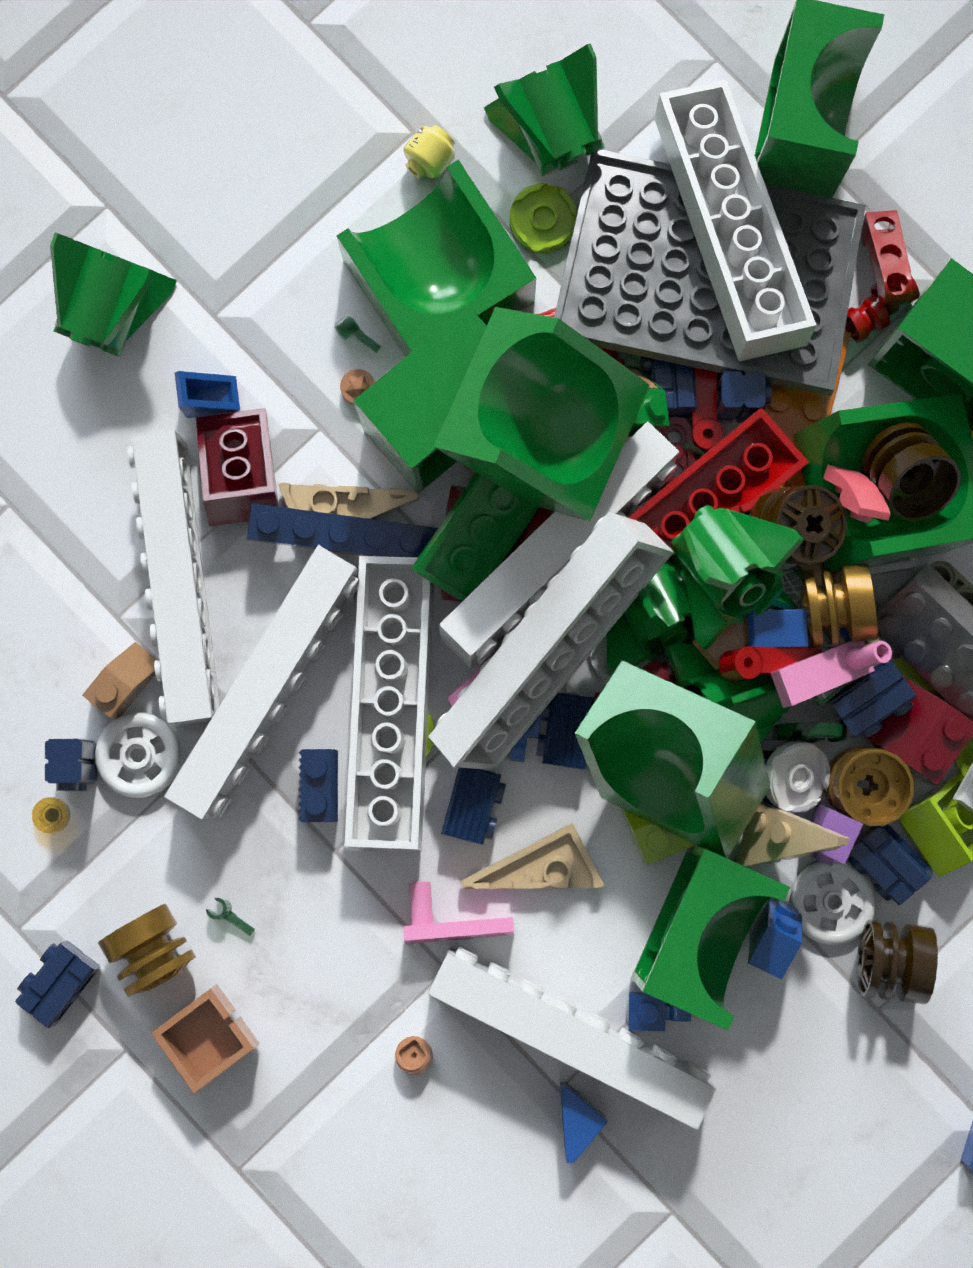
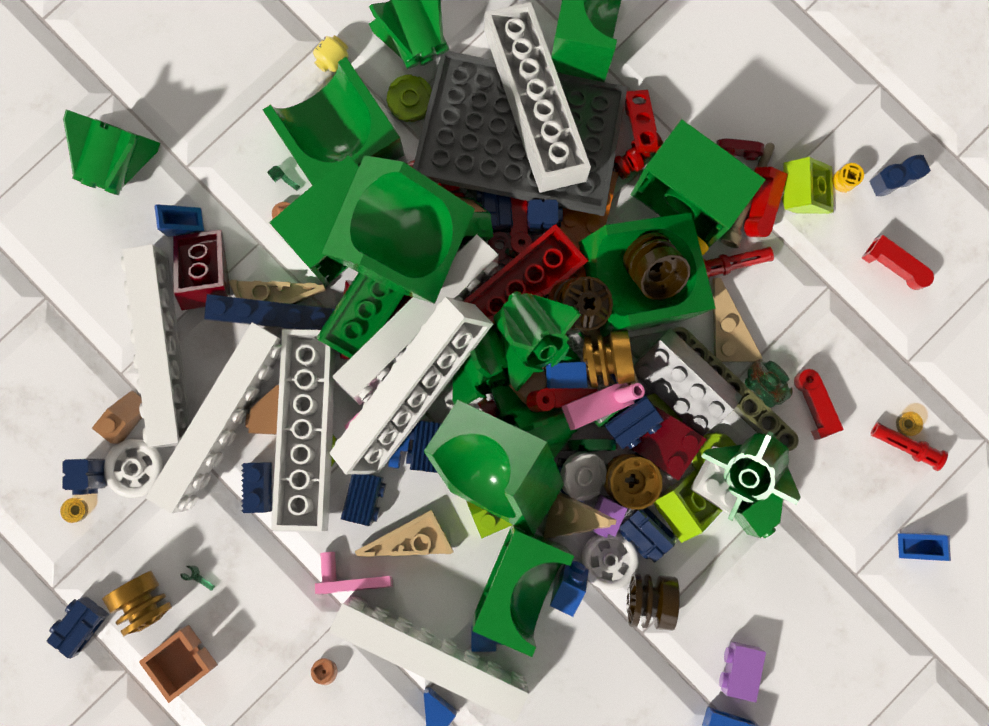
camera: 10 degrees left, 0 degrees up
(332, 679) = (264, 414): none -> medium nougat slope
(858, 494) = (620, 282): coral slope -> none

